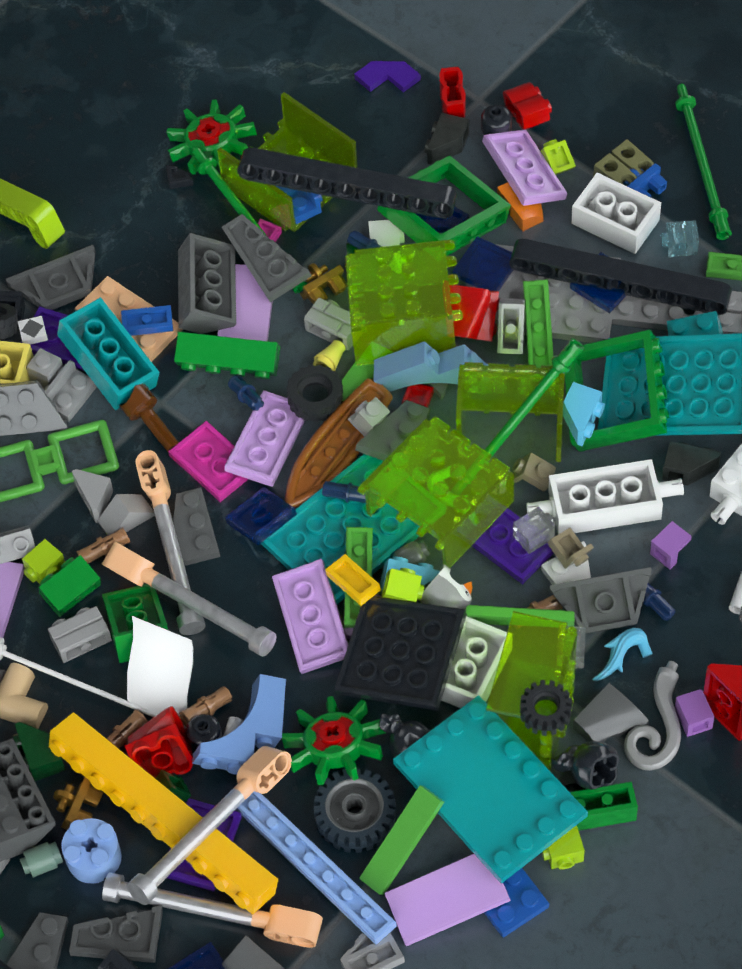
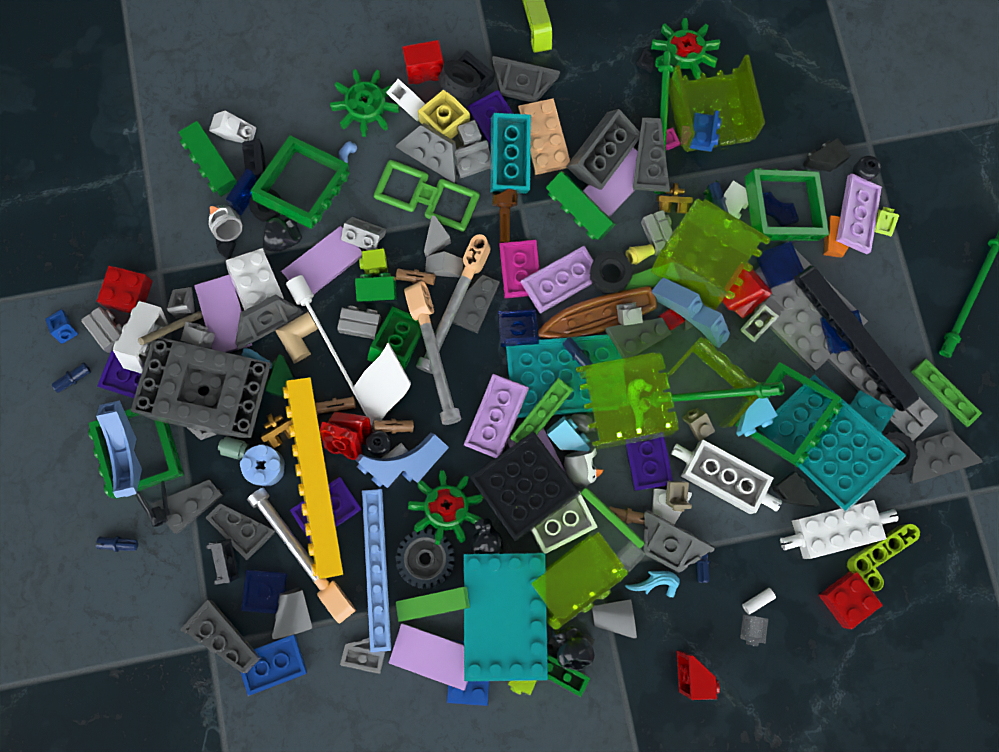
camera: 30 degrees right, 20 degrees up
(32, 330) = (480, 103): white tile -> none
(147, 320) = (550, 148): blue plate -> none
(174, 784) = (336, 463): dark green plate -> none
(245, 392) = (571, 240): dark blue axle -> none
(257, 774) = (380, 499): piece -> none
(347, 183) = (737, 149): black beam -> none
(353, 579) = (533, 417): yellow tile -> none
(397, 72) = (834, 87): dark purple tile -> none
(403, 585) = (558, 445): lime brick -> none
(452, 92) = (855, 128): red brick -> none
(527, 105) = (895, 171): red brick -> none
(534, 529) = (667, 467): clear brick -> none
(538, 322) = (778, 332): bright green tile -> none
(542, 722) = (577, 616): black tyre -> none
(616, 213) = (889, 289): white brick -> none
(632, 169) = (920, 267): olive hips -> none
(663, 690) = (659, 627): light grey plant -> none
(668, 544) = (741, 537): medium lavender panel -> none
(680, 238) = (916, 336): clear light blue brick -> none
(694, 712) = (666, 657): medium lavender panel -> none

